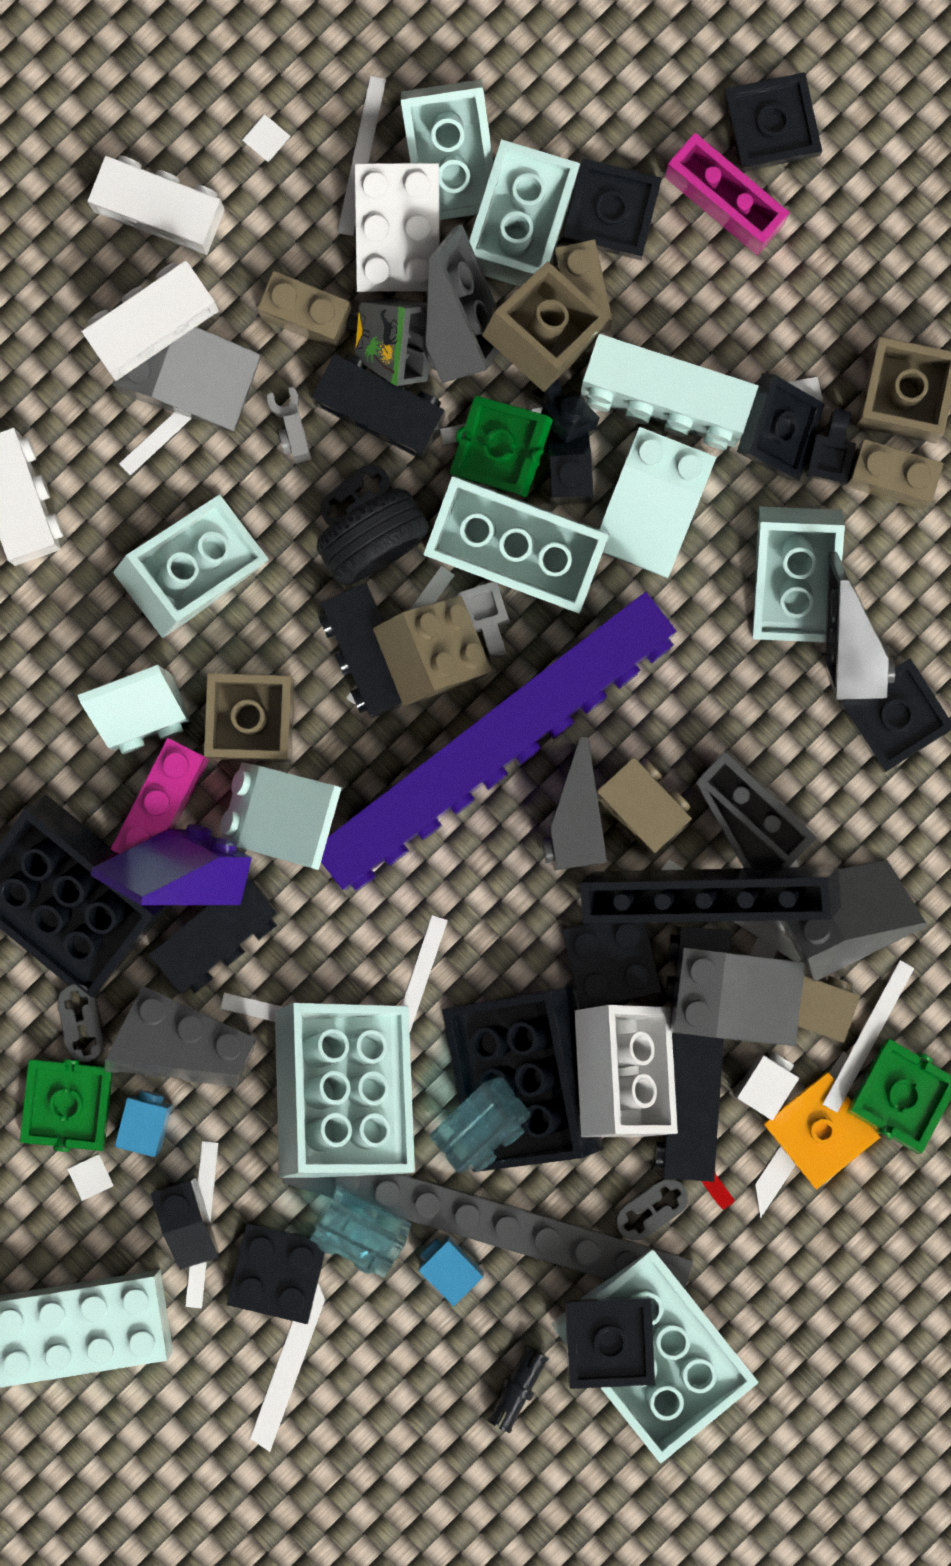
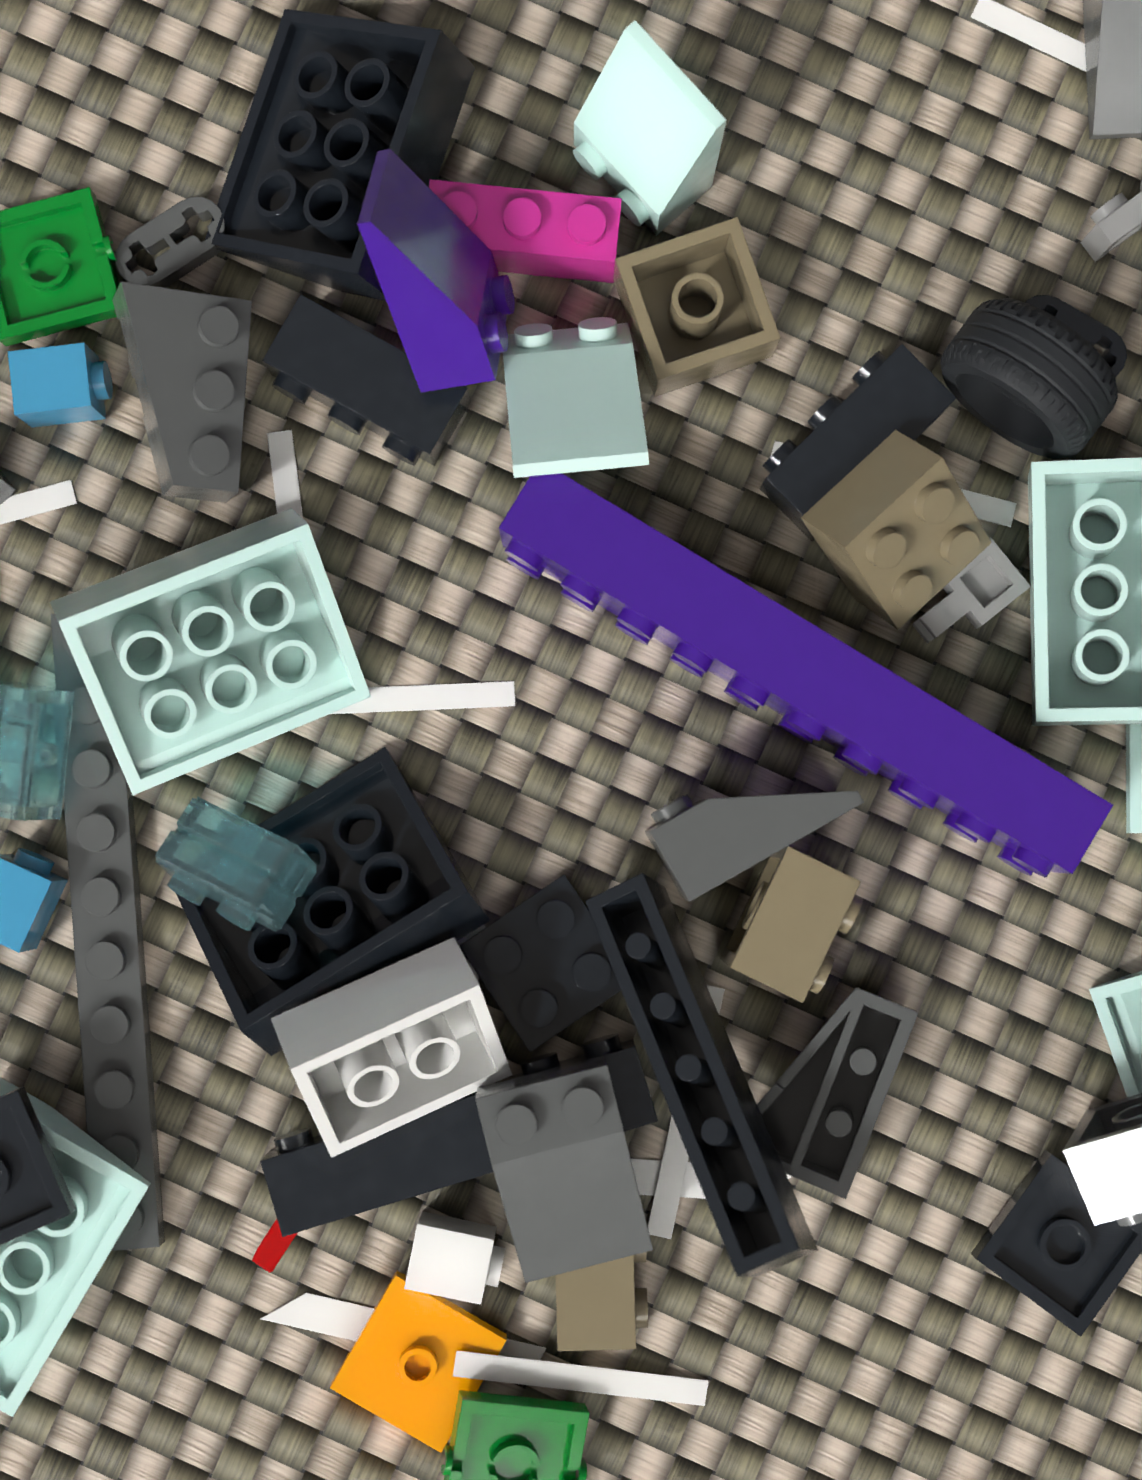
camera: 65 degrees right, 0 degrees up
(189, 565) = (878, 141): light aqua slope -> none
(657, 1217) = (204, 1170): dark grey beam -> none
(871, 916) = (756, 1325): dark grey slope -> none

